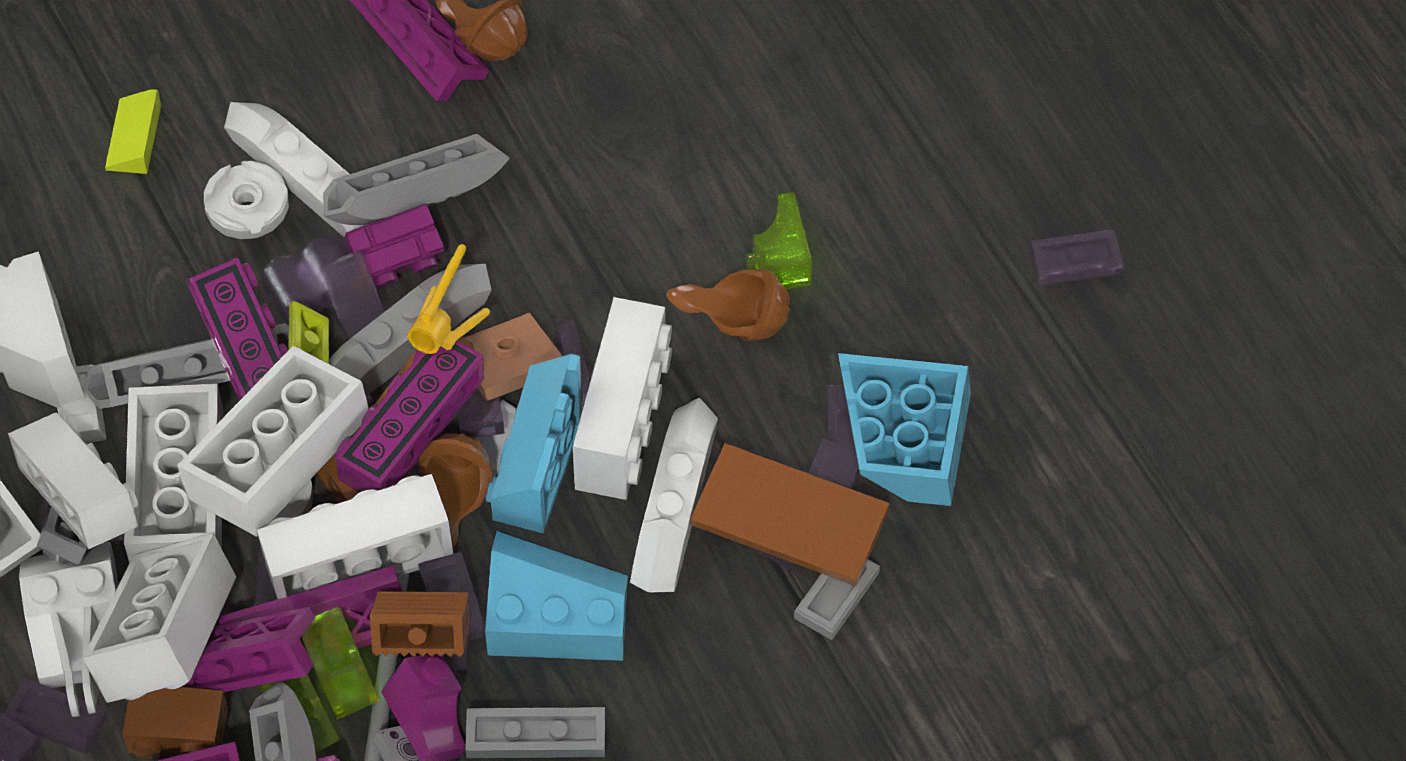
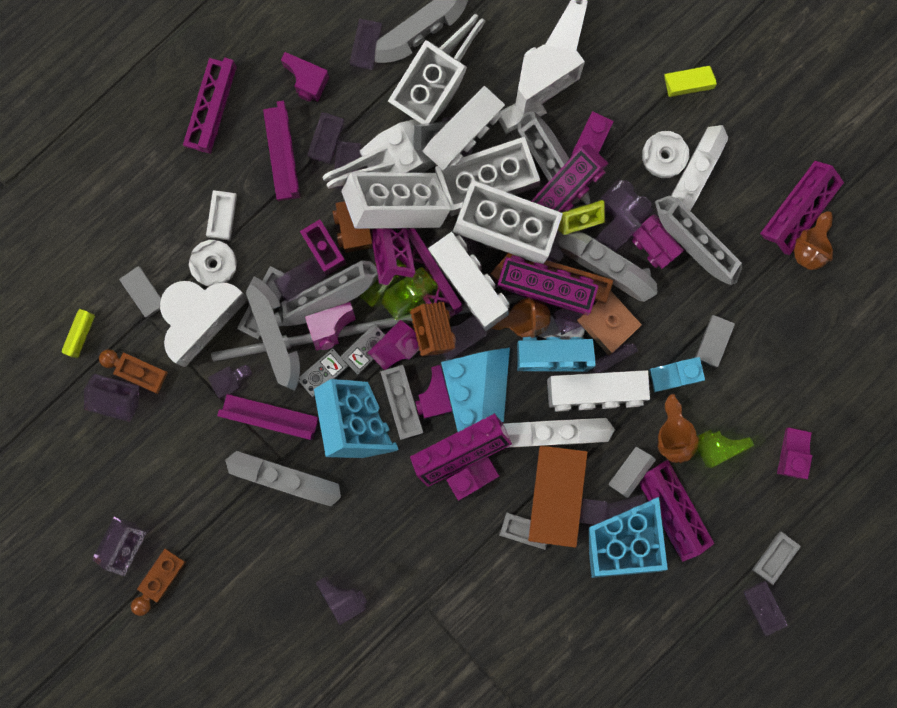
camera: 75 degrees right, 25 degrees up
(163, 294) = (594, 132): none -> magenta brick
(433, 324) = (596, 280): yellow plant -> none
(543, 666) = (435, 399): none -> magenta arch
(596, 214) = (714, 341): none -> light grey tile
(636, 265) = (677, 374): none -> medium azure arch
(657, 642) = (460, 450): none -> magenta brick
(715, 653) = (472, 478): none -> magenta arch
(783, 392) = (632, 472): none -> light grey tile
(831, 146) = (795, 454): none -> magenta arch
(912, 335) = (679, 530): none -> magenta fence
(995, 222) = (776, 558): none -> light grey tile

